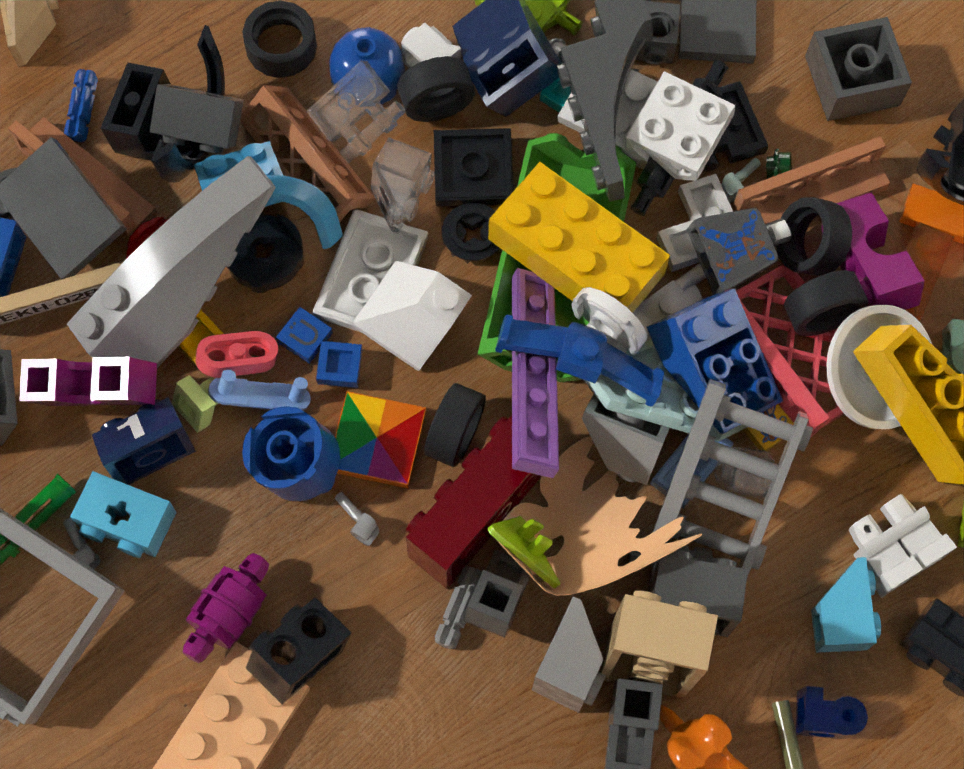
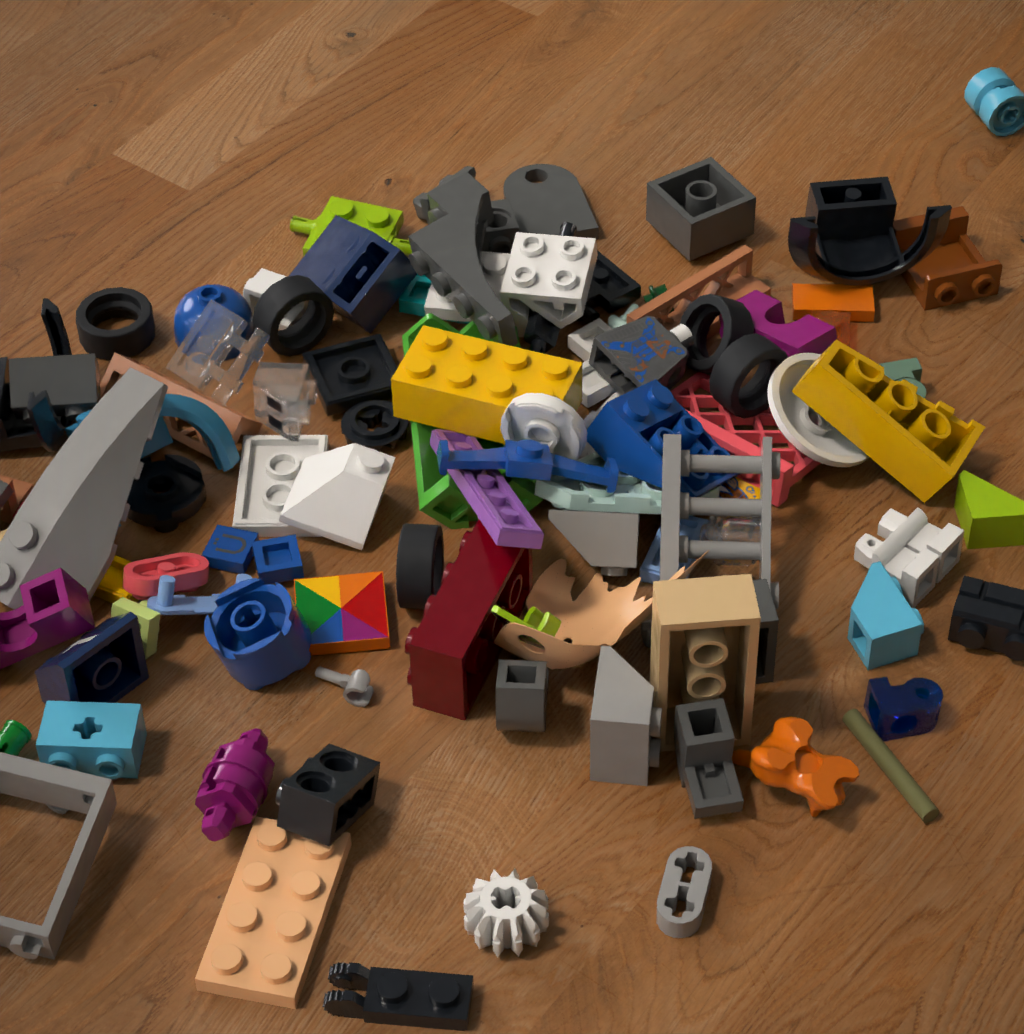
camera: 15 degrees left, 25 degrees down
(448, 633) = (484, 729): light grey axle -> none

